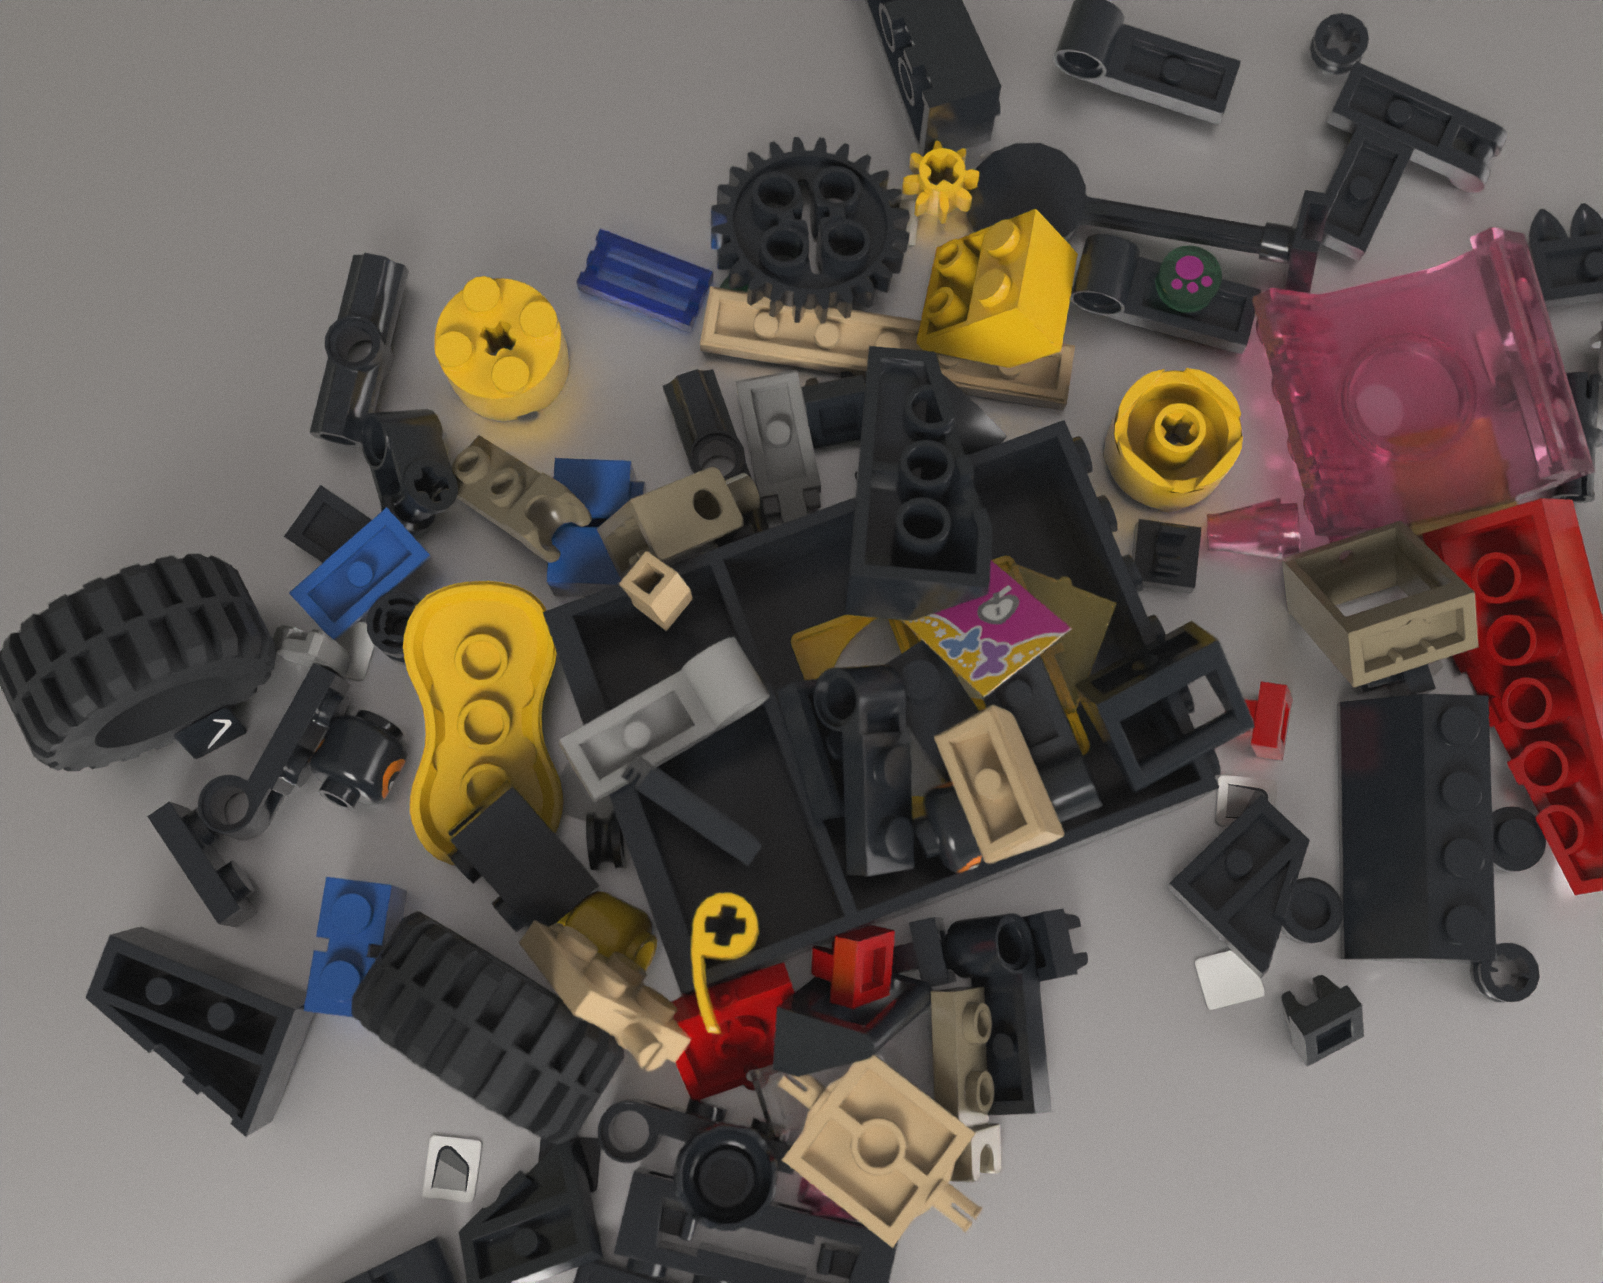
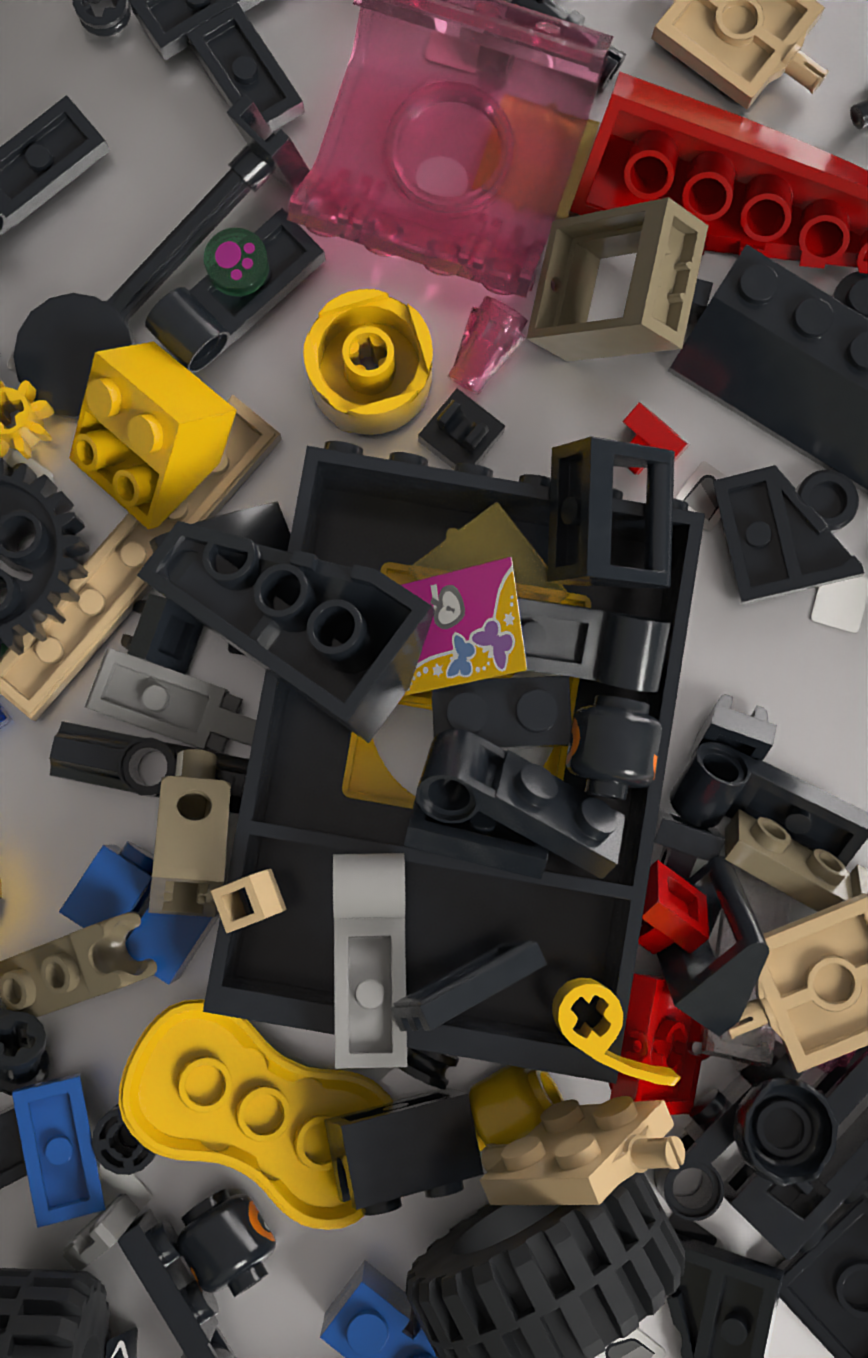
camera: 65 degrees left, 5 degrees up
(998, 784) = (605, 702): tan slope -> none

